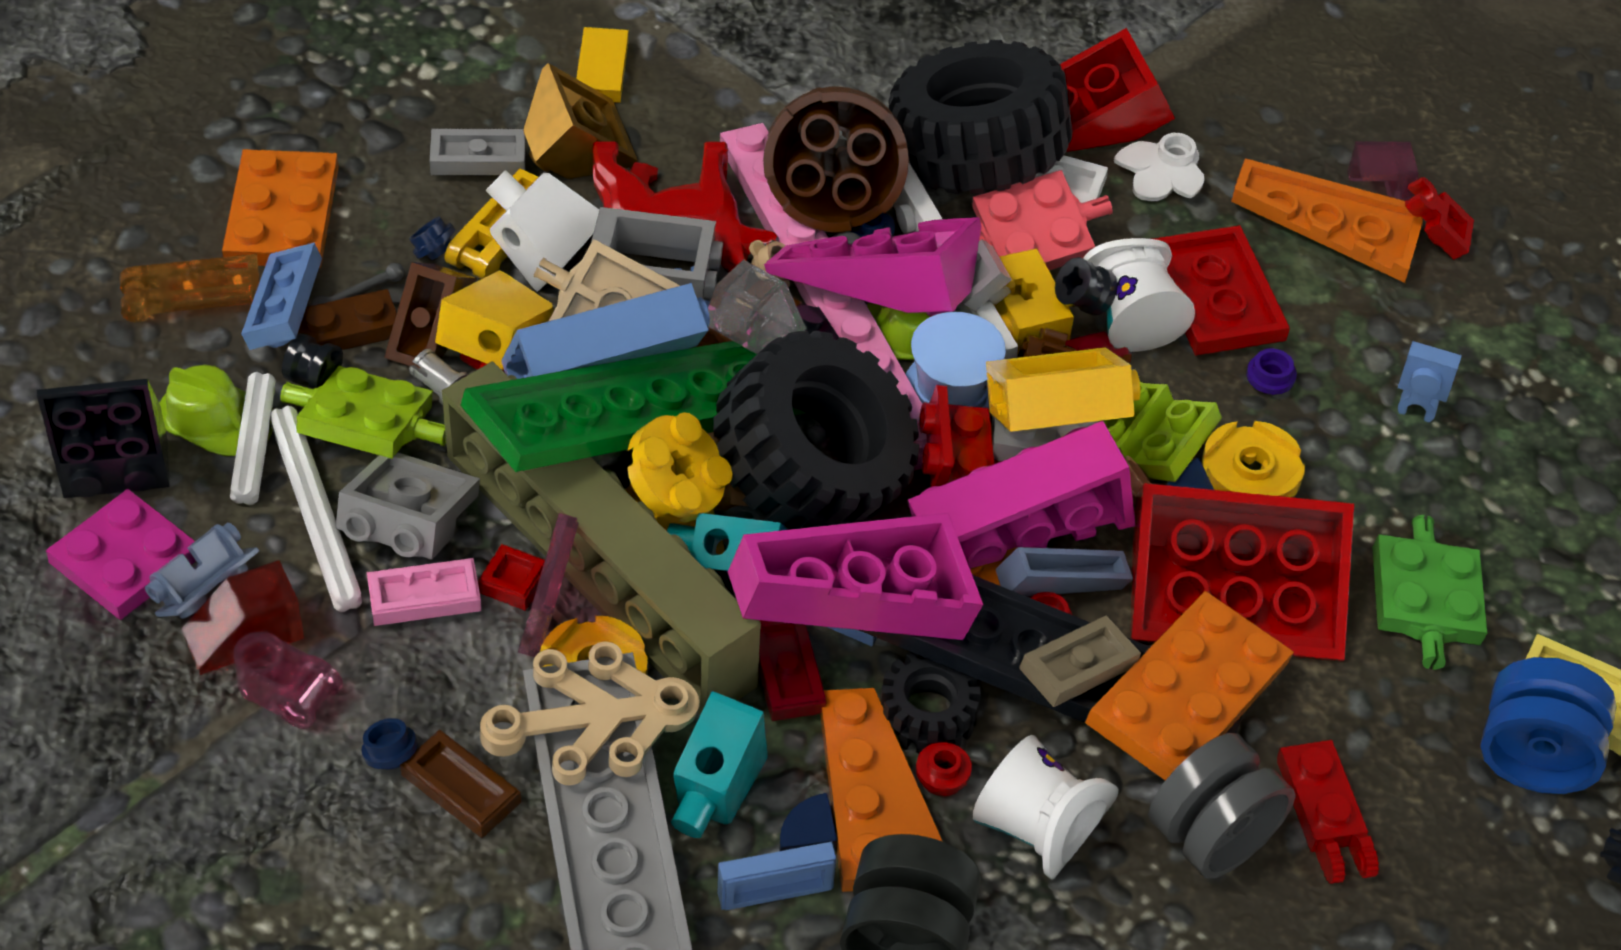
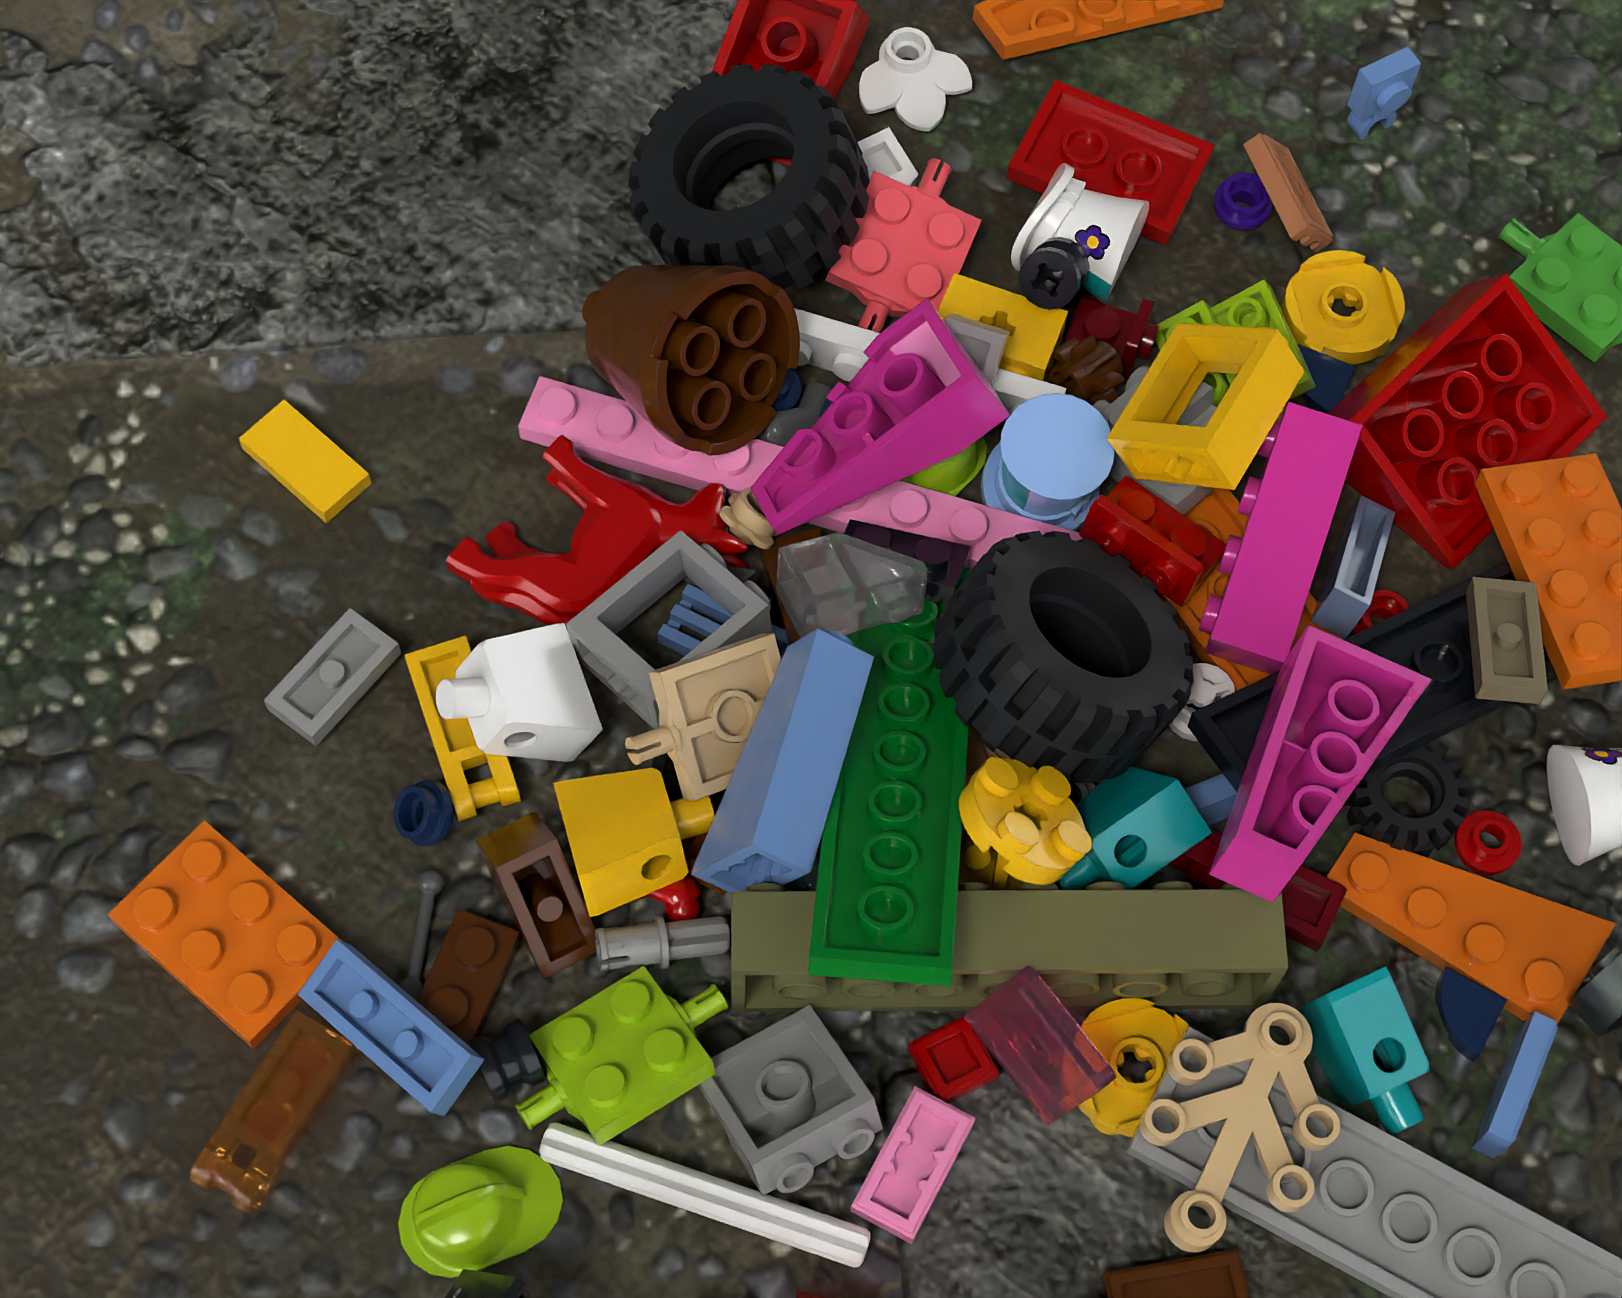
camera: 50 degrees left, 15 degrees up
(253, 438) = (558, 1194): white axle -> none
(567, 121) = (389, 558): pearl gold slope -> none
(1299, 379) = (1288, 192): none -> nougat tile

